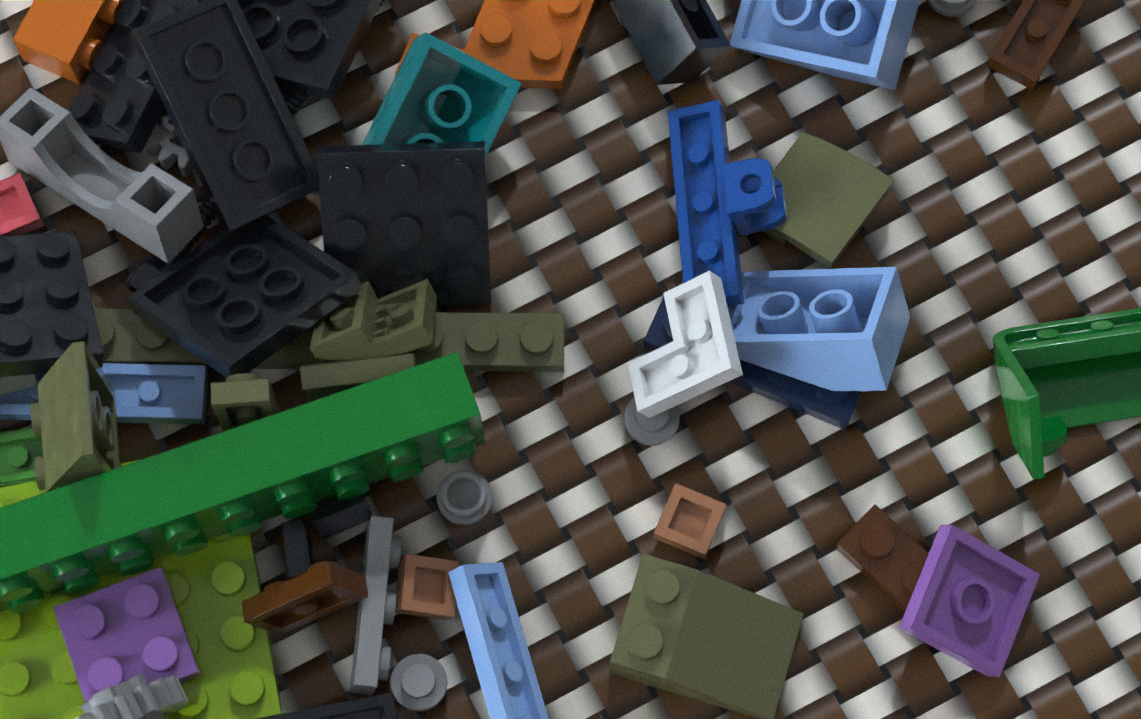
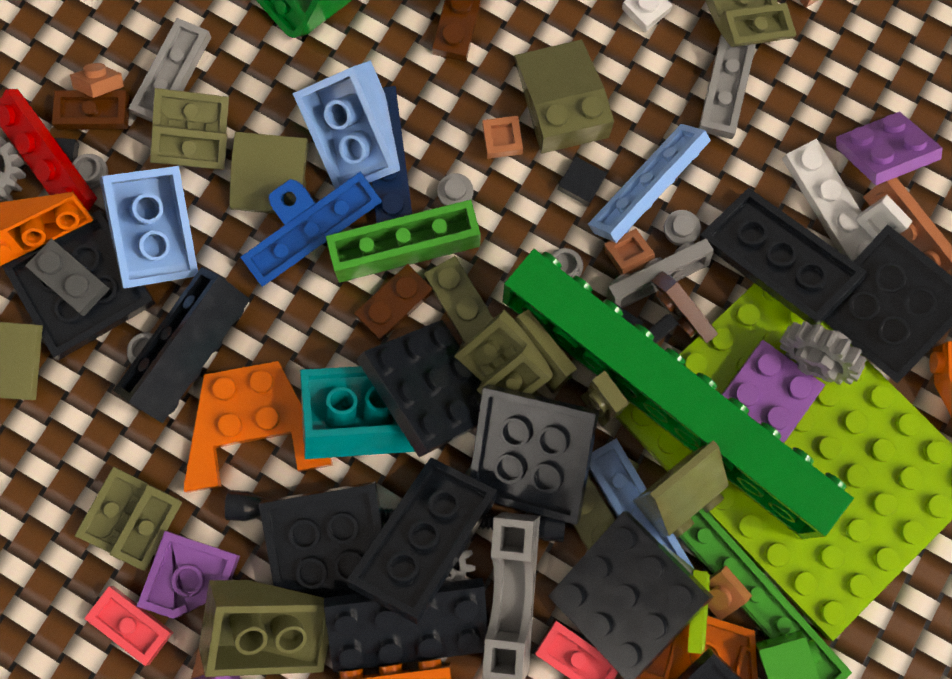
camera: 125 degrees left, 5 degrees up
(551, 259) = (394, 302): none -> reddish brown plate
(566, 593) = (582, 181): none -> black tile
(615, 305) = (404, 241): none -> bright green brick
(699, 355) = (406, 168): white plate -> none
(935, 131) = (189, 129): none -> olive slope
(1035, 152) = (172, 65): none -> light grey plate
(1070, 54) = (96, 80): none -> nougat plate

